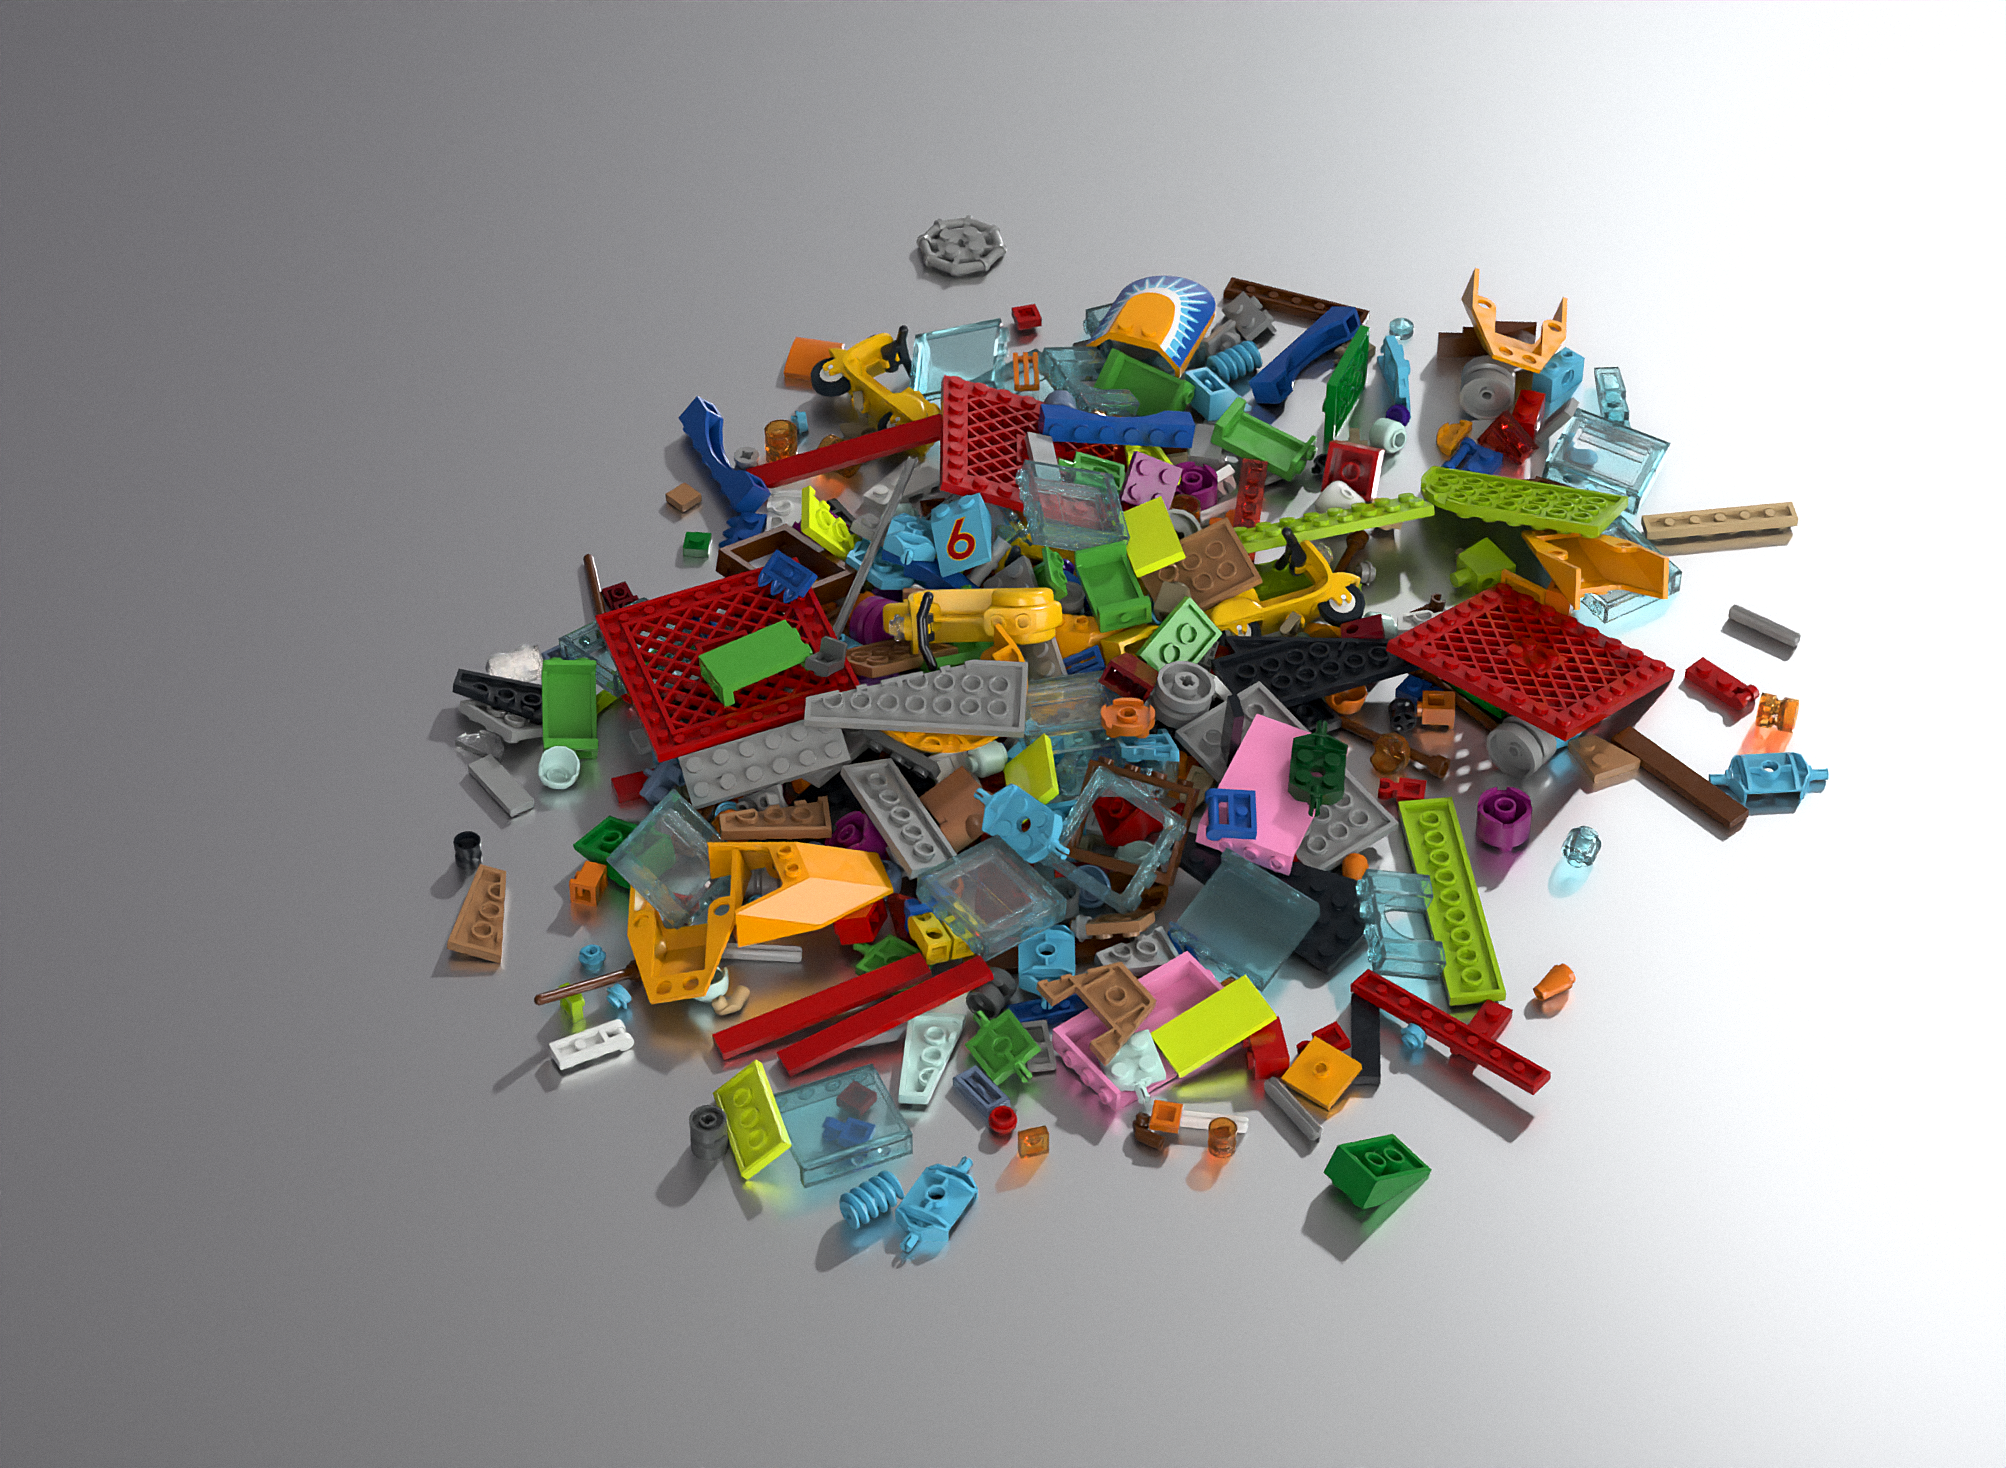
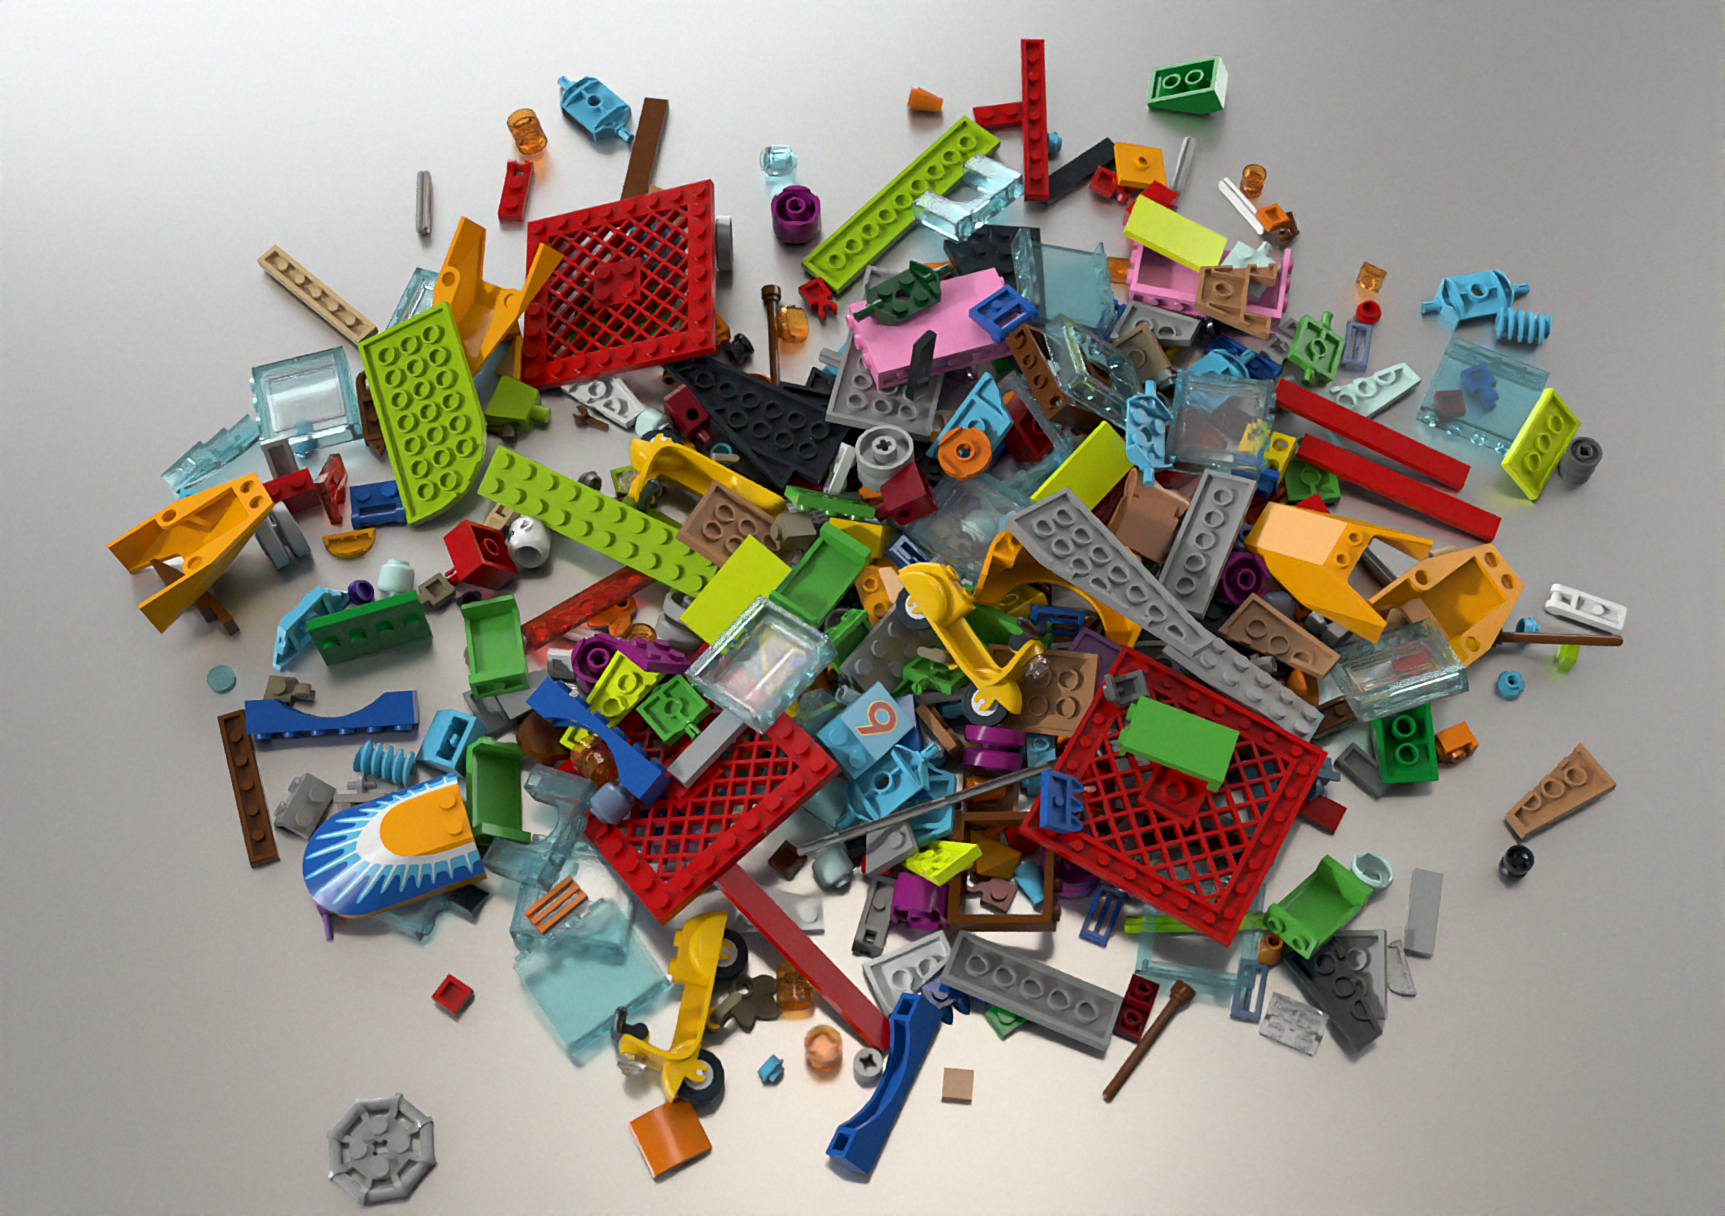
camera: 130 degrees left, 20 degrees up
(687, 554) = (1032, 990): none -> light grey plate

